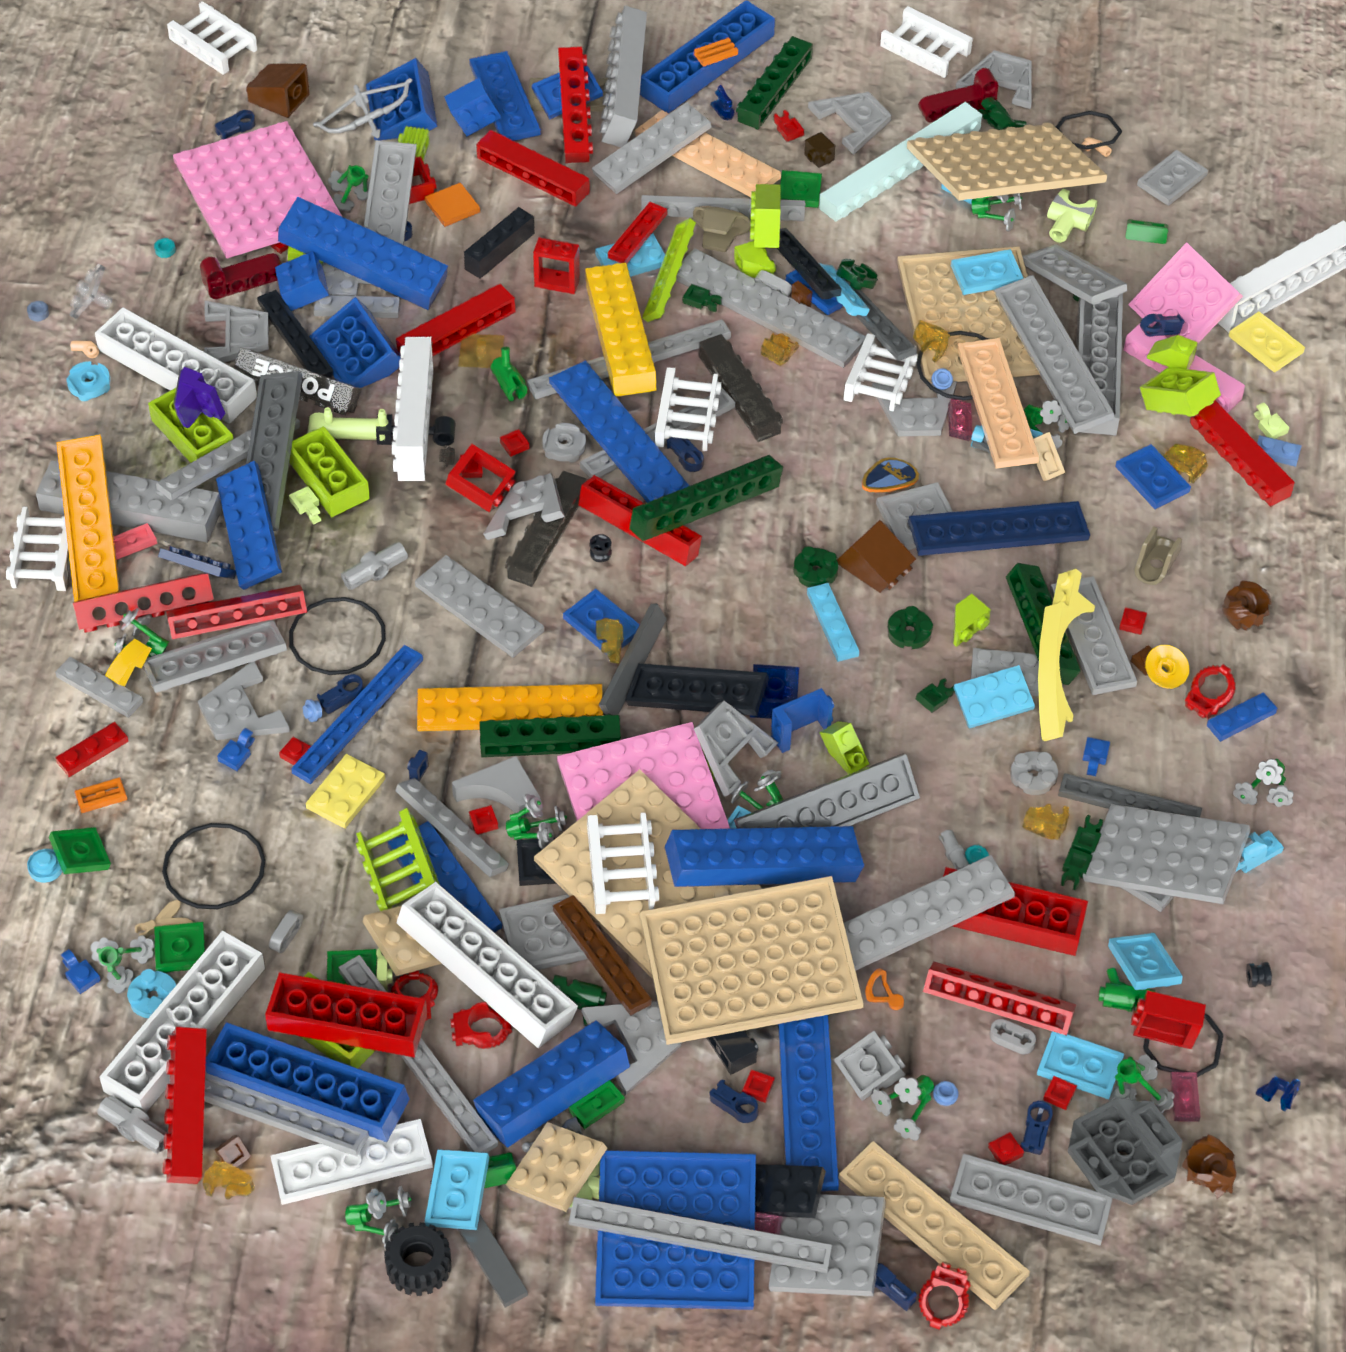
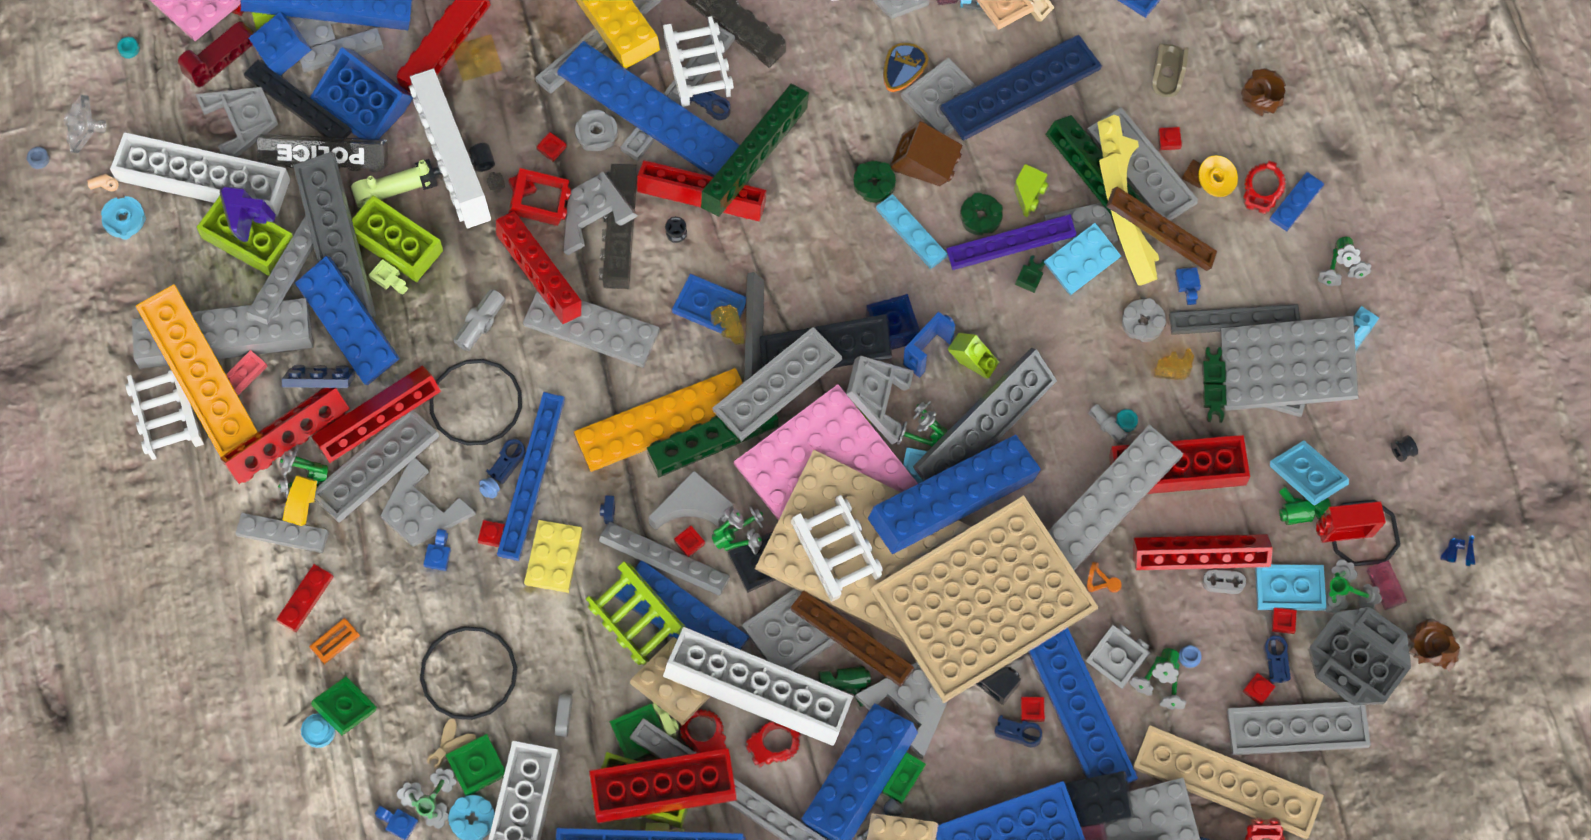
camera: 20 degrees left, 15 degrees up
(450, 536) = (538, 267): none -> red brick
(508, 376) = (516, 78): green piece -> none
(632, 703) = (777, 383): none -> light grey plate
(927, 658) = (1011, 242): none -> dark purple plate
(1084, 688) = (1161, 228): none -> reddish brown plate

